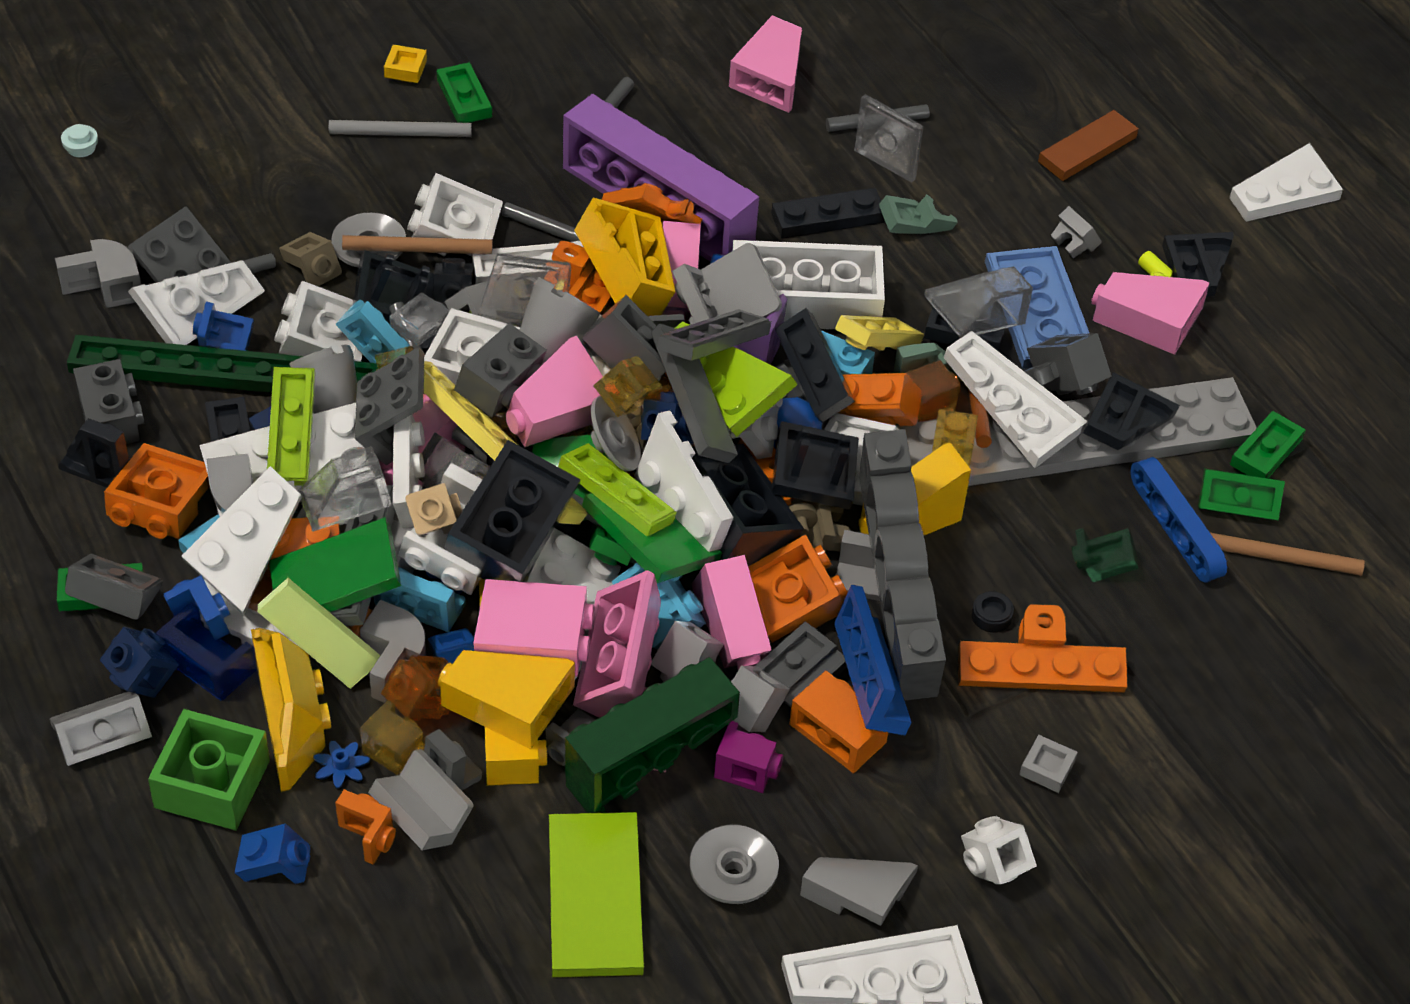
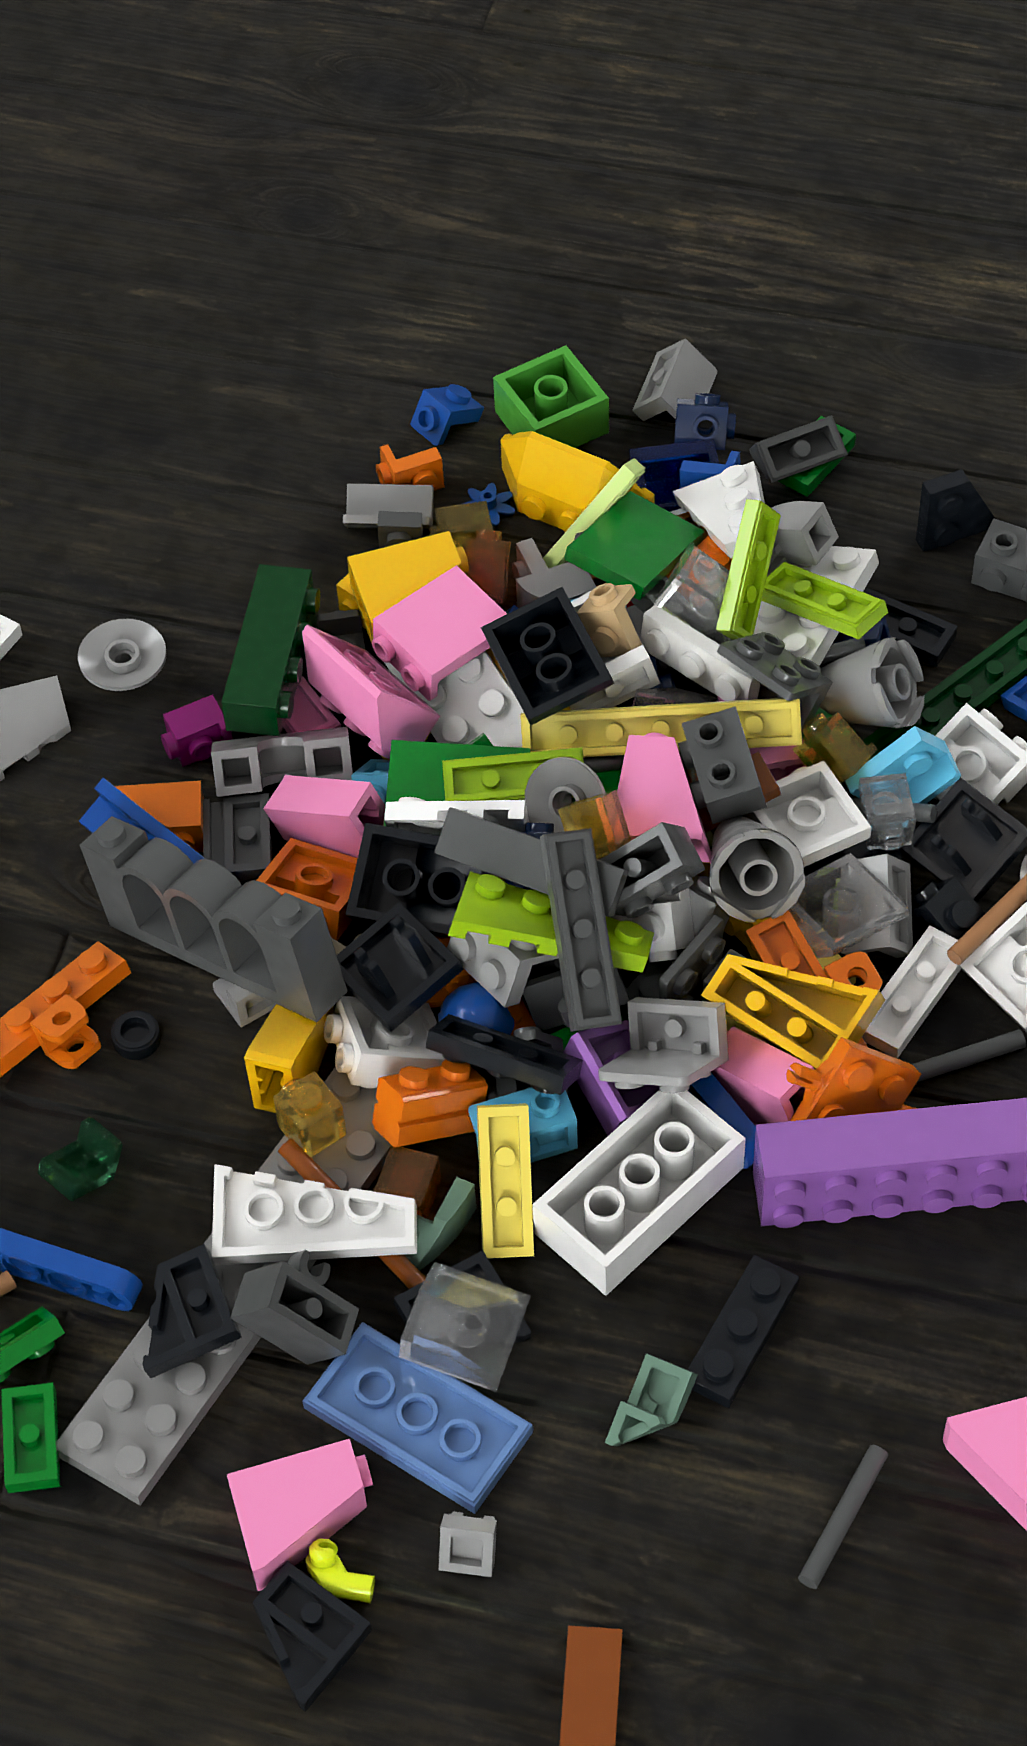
camera: 140 degrees right, 5 degrees up
(157, 492) = (890, 526): orange plate -> none
(311, 451) = (748, 570): none -> lime tile
(595, 895) = (193, 566): lime tile -> none
(888, 138) = (780, 1465): clear slope -> none

